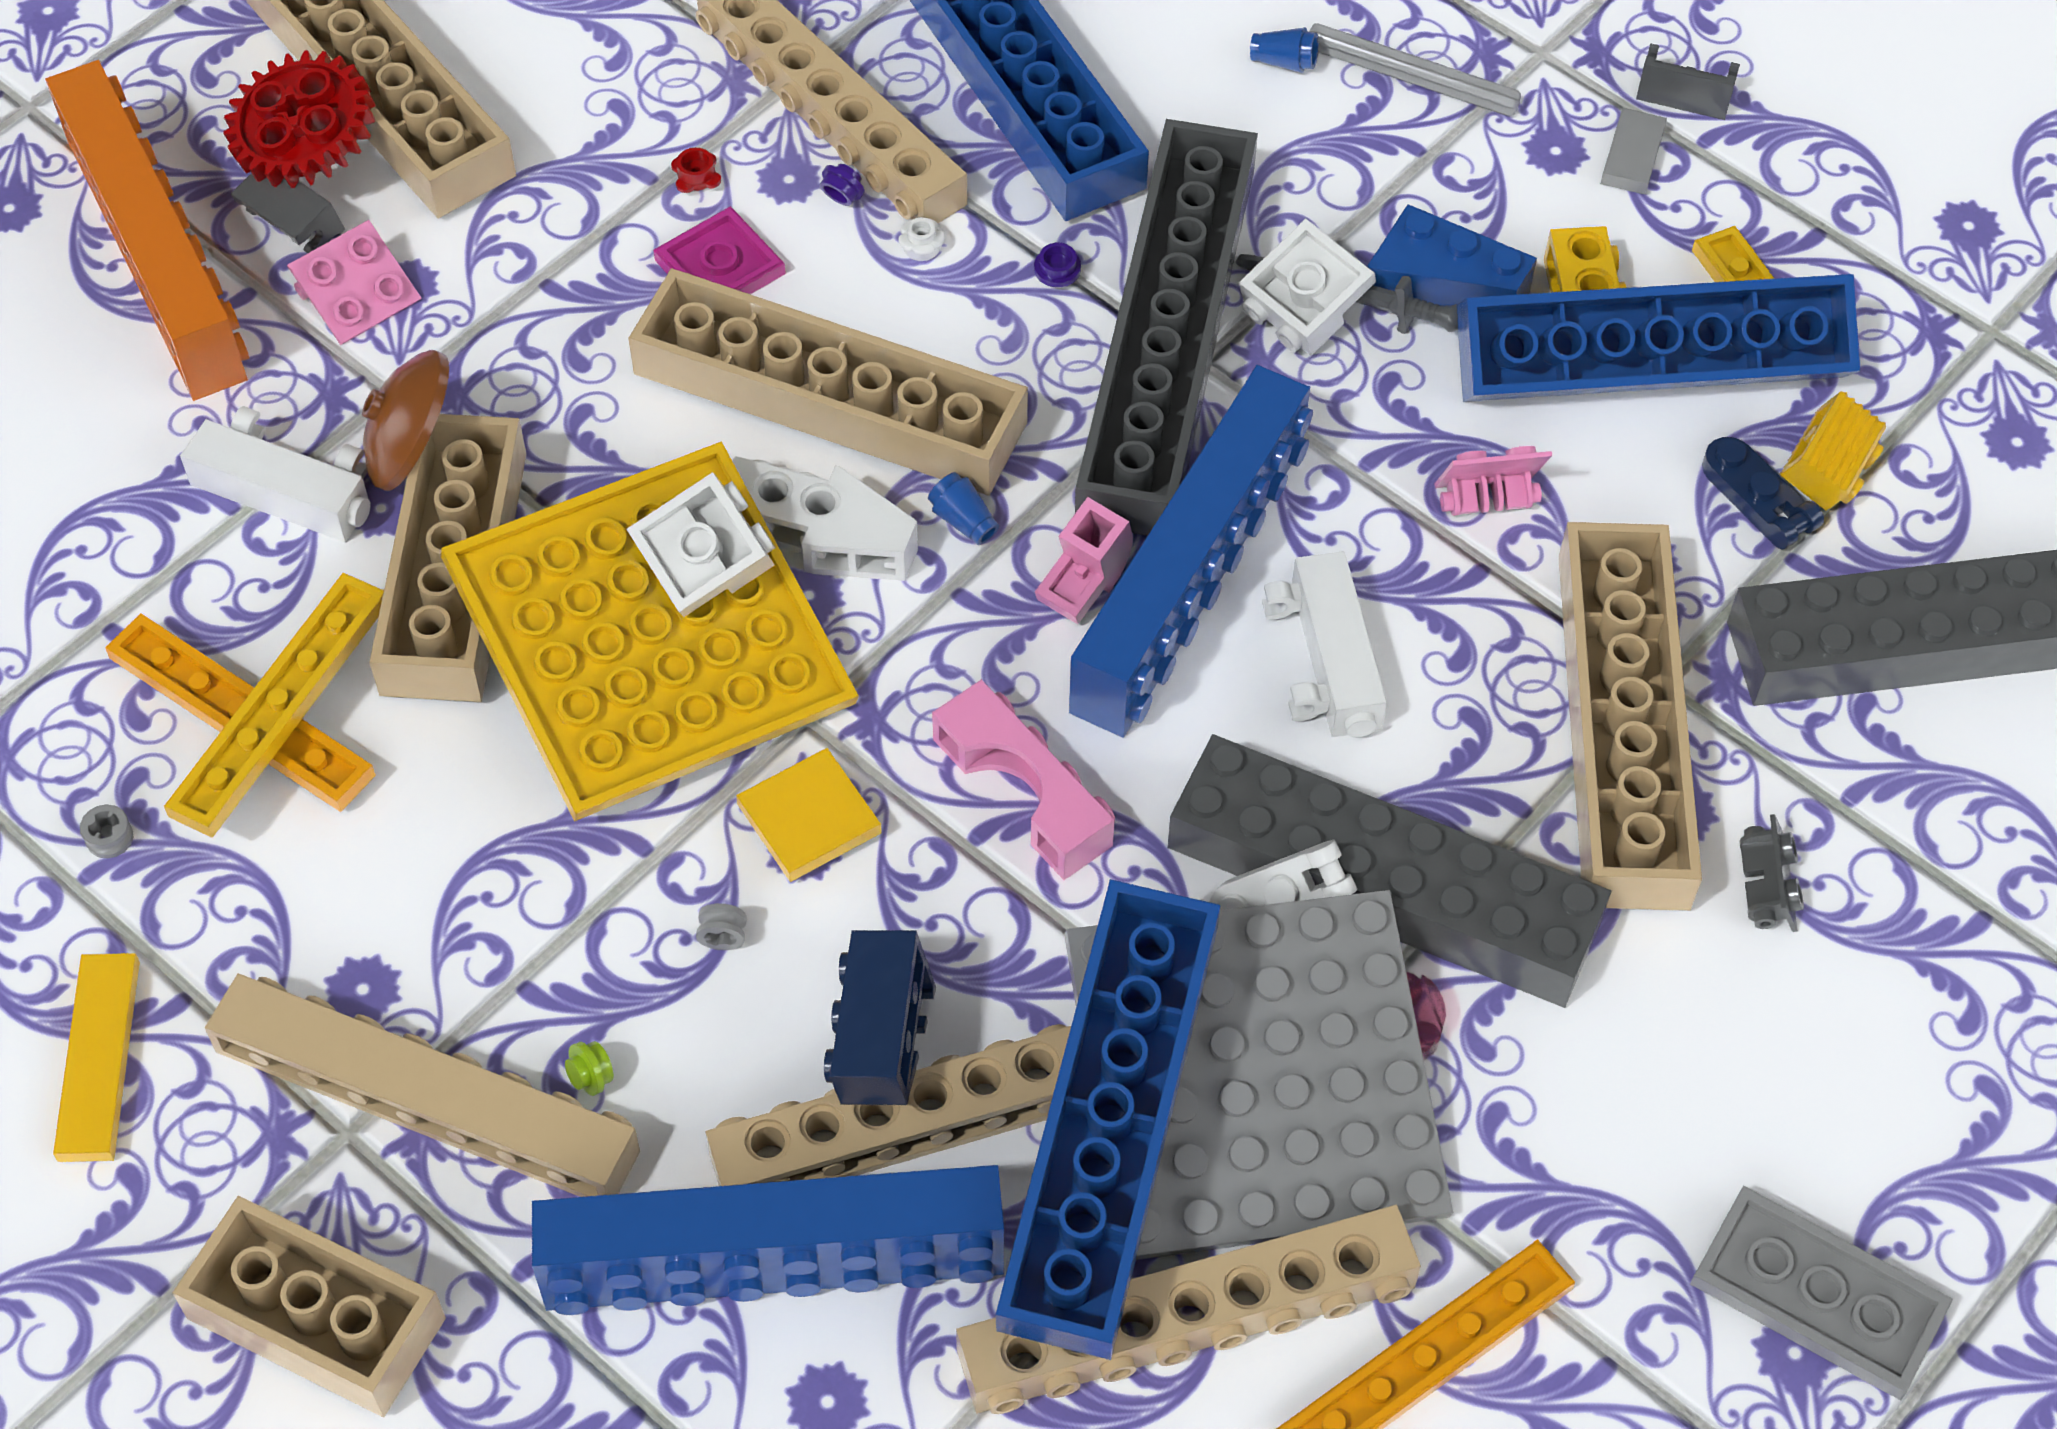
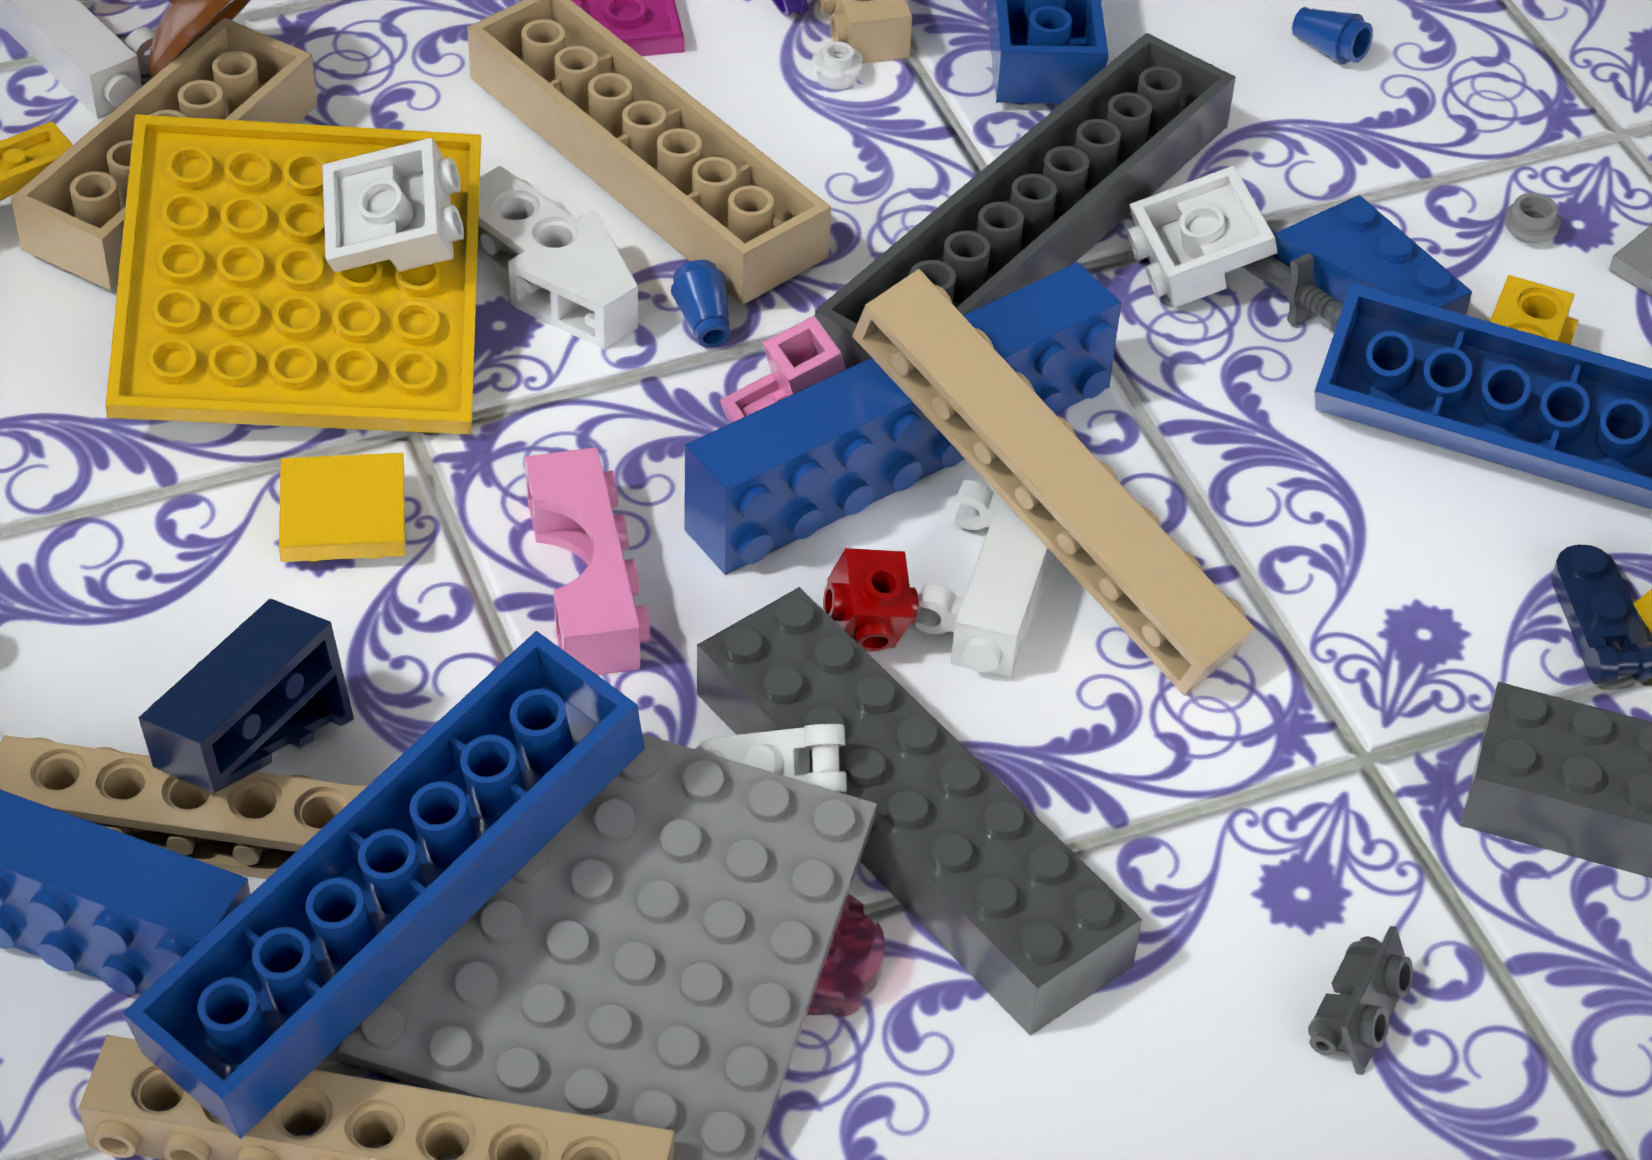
camera: 25 degrees right, 10 degrees down
(721, 926) = (178, 569): light grey bush -> none
(1057, 265) = (958, 133): dark purple plate -> none
(1259, 714) = (871, 597): none -> red brick
(1346, 563) = (1052, 481): none -> tan brick
(1417, 70) = (1467, 100): light grey axle -> none
(1477, 469) = (1313, 472): bright pink hinge -> none
(1527, 162) = (1533, 218): none -> light grey plate
(1628, 715) = (1285, 766): tan brick -> none

